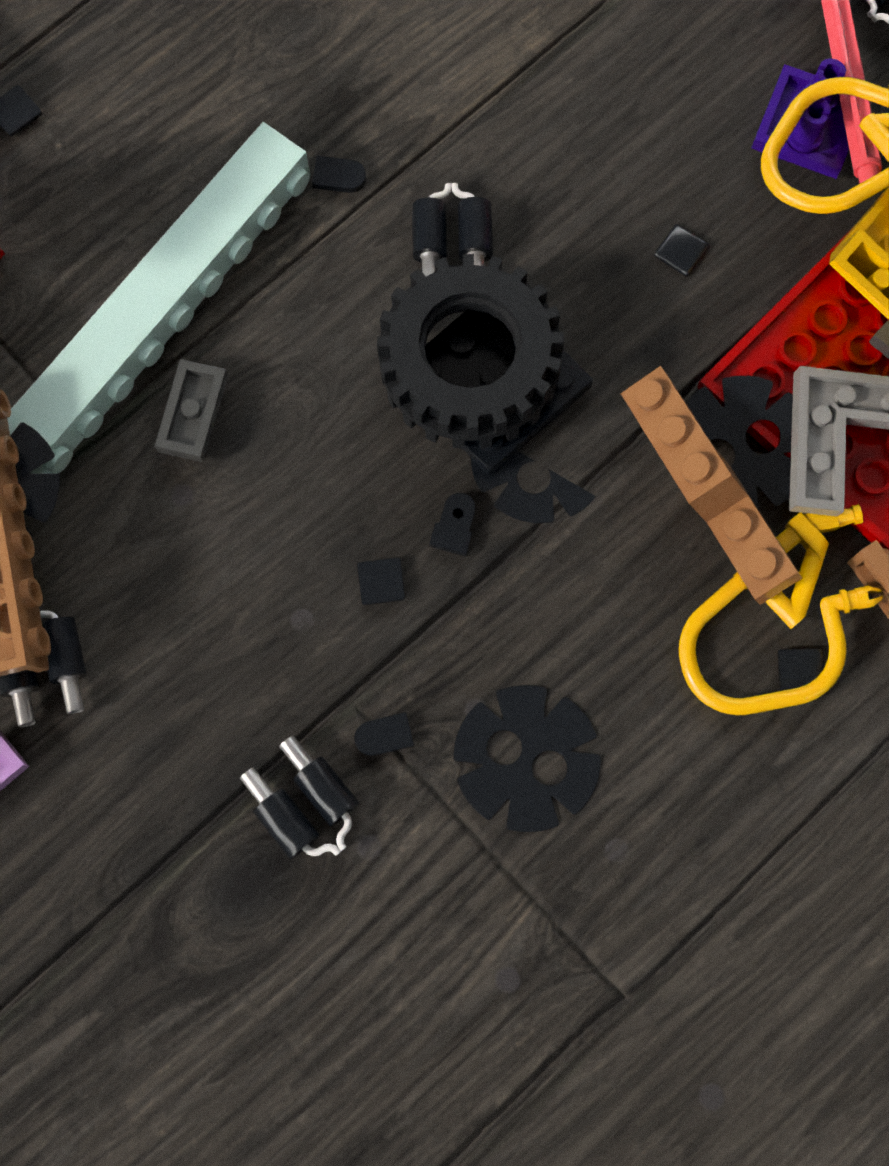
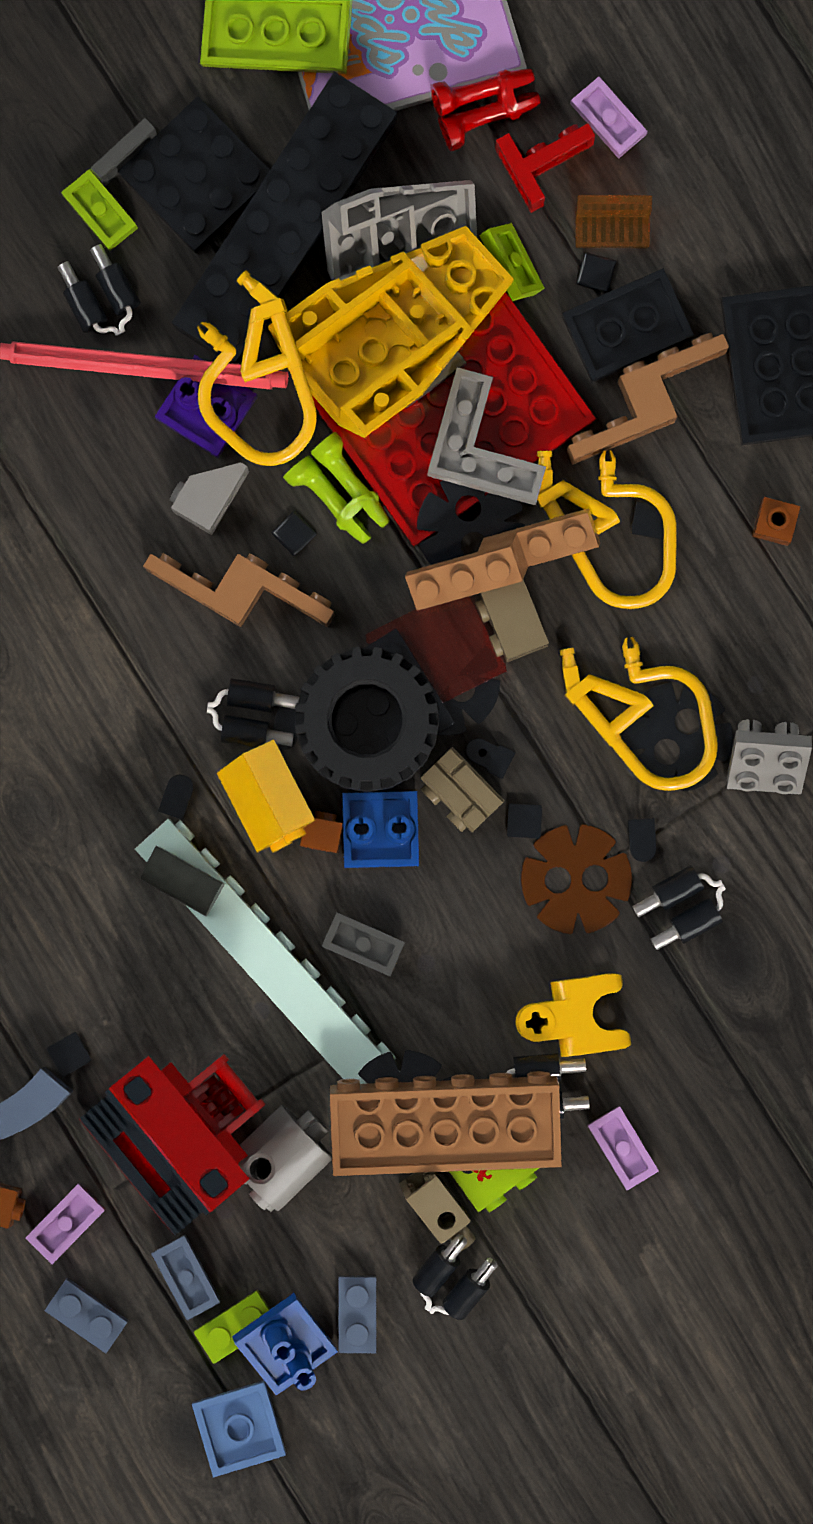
camera: 75 degrees left, 10 degrees up
(130, 682) = (571, 1016): none -> yellow piece
(232, 170) = (181, 881): none -> pearl dark grey brick
(286, 687) = (563, 907): none -> reddish brown piece
(320, 336) = (323, 833): none -> dark orange plate
(338, 405) = (380, 829): none -> blue plate
(352, 253) = (266, 797): none -> yellow brick
(403, 491) = (461, 791): none -> dark tan brick
(519, 880) = (769, 760): none -> light grey plate
(558, 616) = (640, 704): none -> yellow piece
(585, 451) = (448, 646): none -> clear red piece
(601, 193) = (240, 588): none -> medium nougat bracket
(634, 516) = (513, 621): none -> dark tan brick
(706, 141) = (208, 495): none -> light grey slope
(760, 242) = (309, 474): none -> lime piece
(826, 839) = (764, 526): none -> dark orange plate

